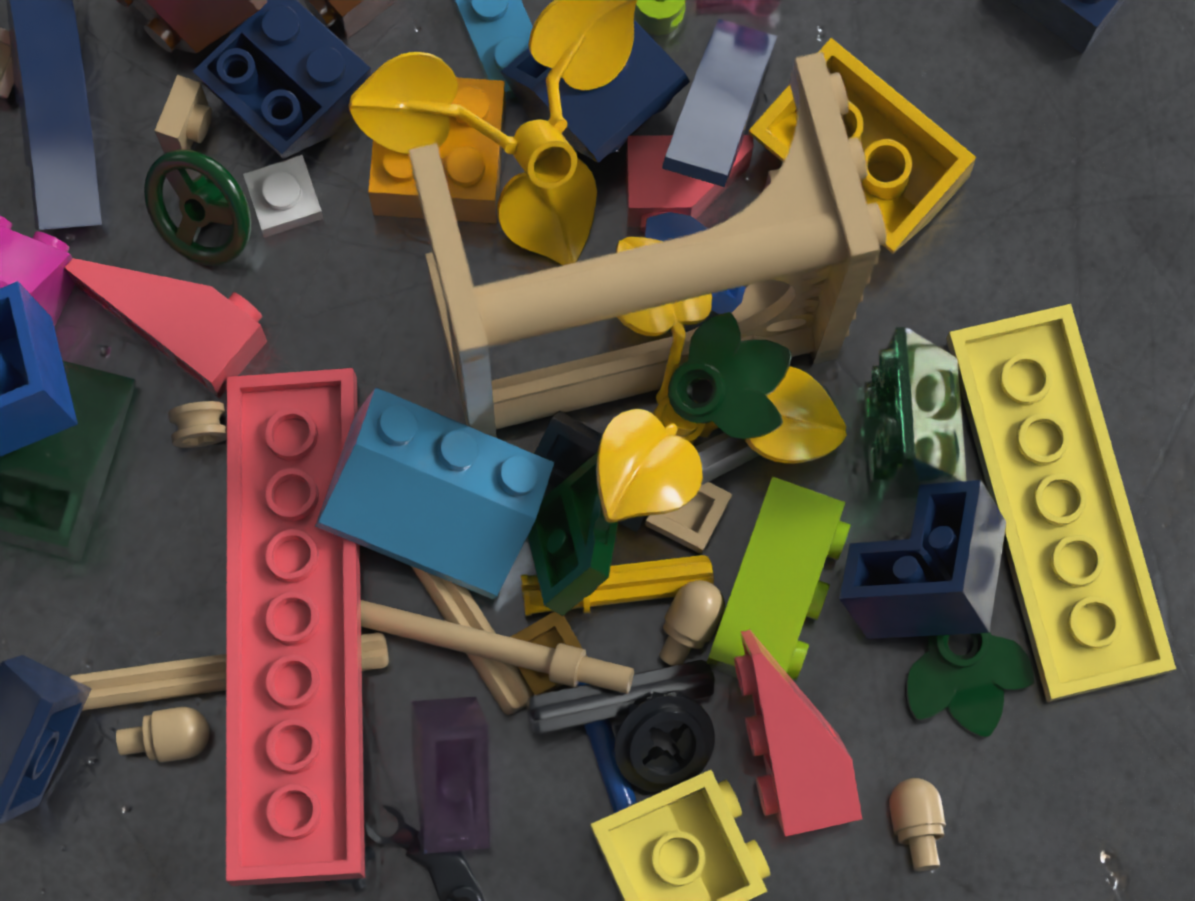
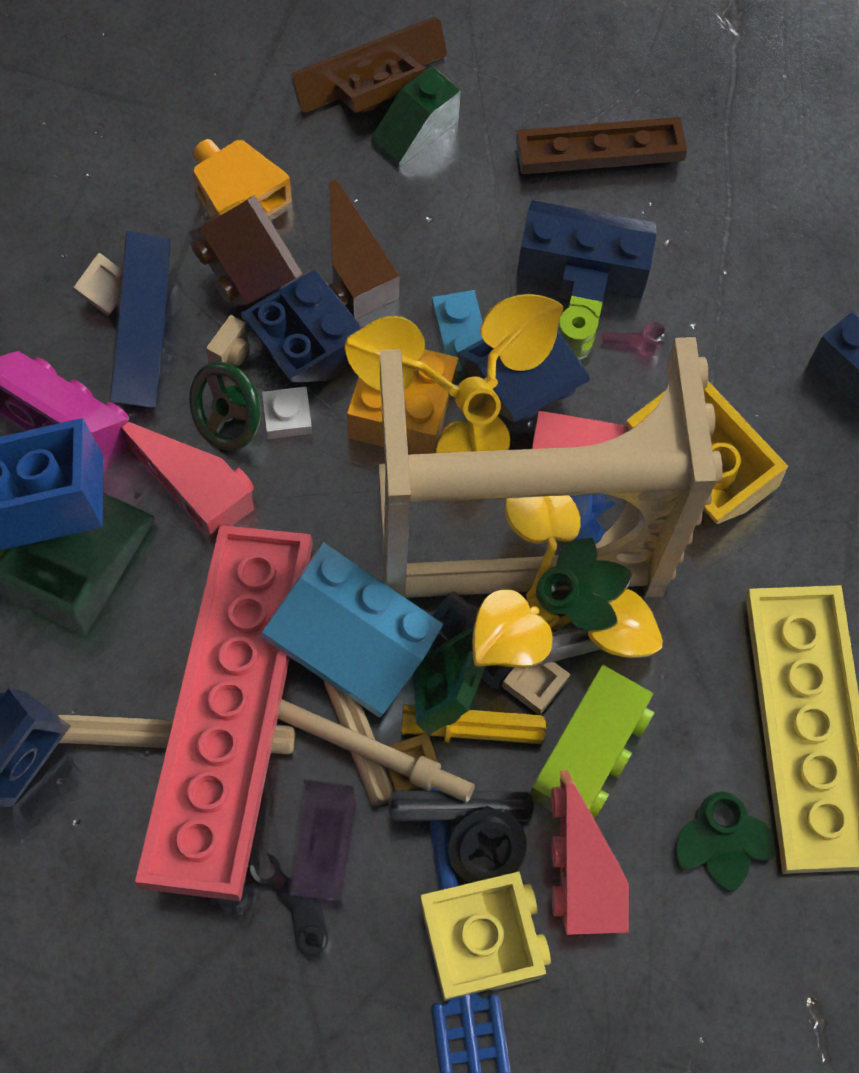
camera: 10 degrees right, 10 degrees down
(166, 735) = (118, 771): tan cylinder -> none
(198, 424) = (191, 554): tan bush -> none
(691, 620) = (524, 759): tan cylinder -> none
(720, 103) = (608, 398): slope -> none
(917, 416) = (715, 643): clear green slope -> none
(918, 820) = (670, 945): tan cylinder -> none
(937, 578) = (712, 760): dark blue brick -> none

